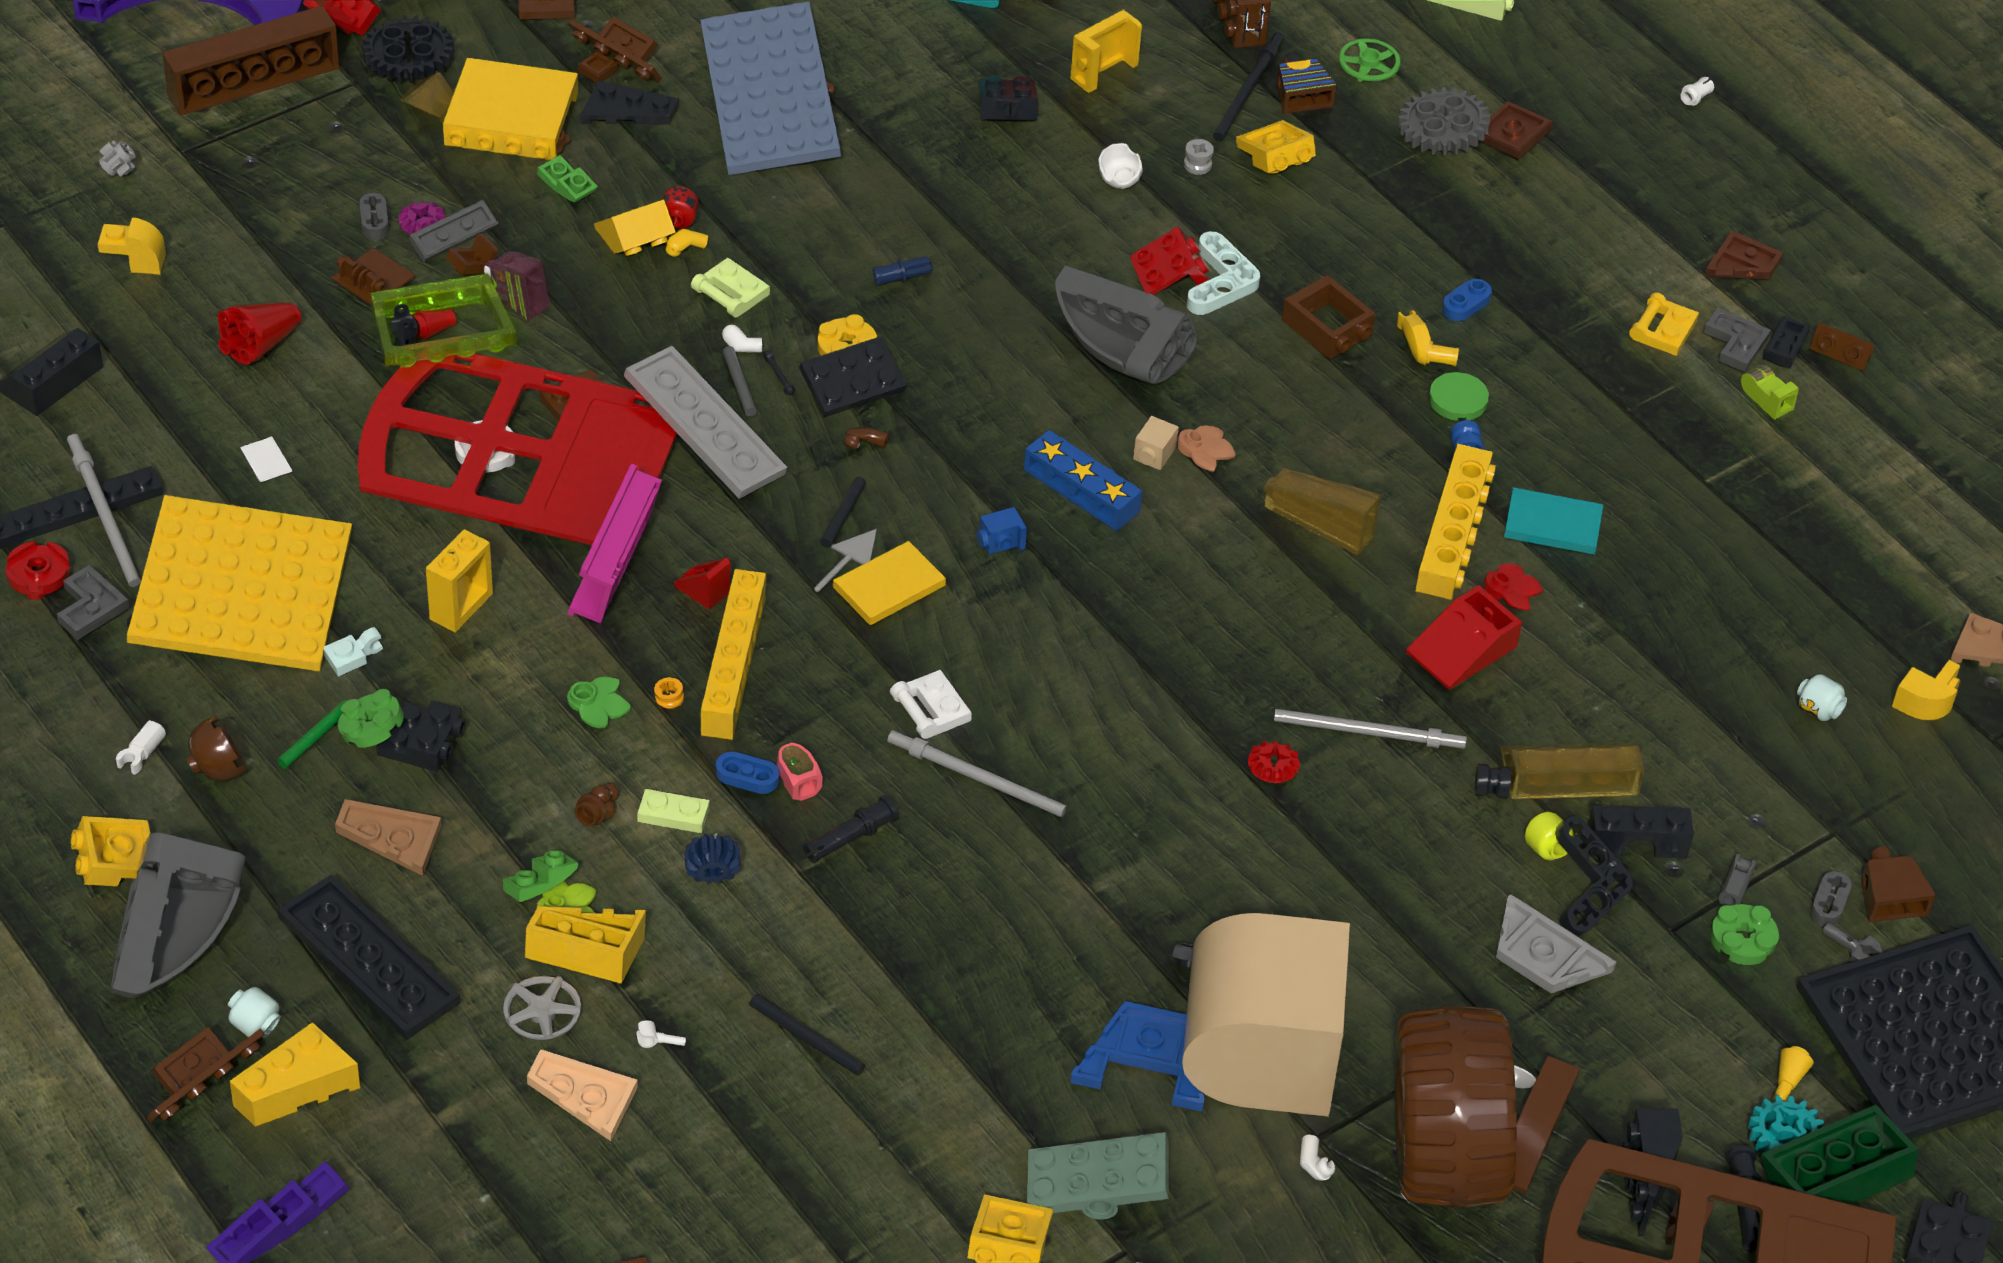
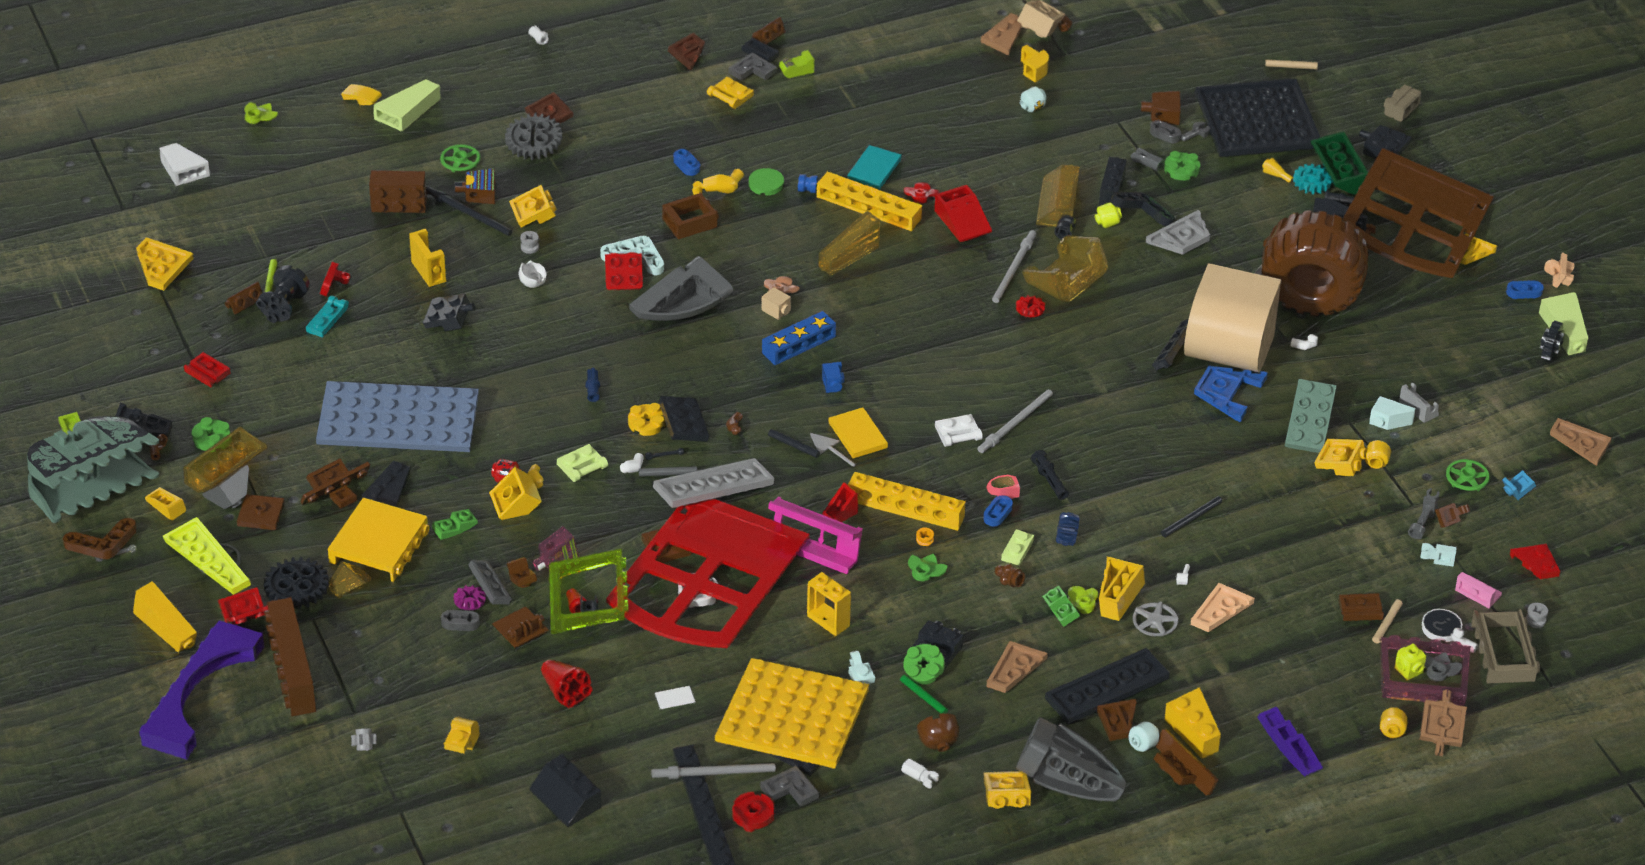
camera: 75 degrees left, 5 degrees down
(295, 977) = (1117, 718): none -> reddish brown wing
(1371, 801) = (1077, 268): none -> clear yellow windscreen

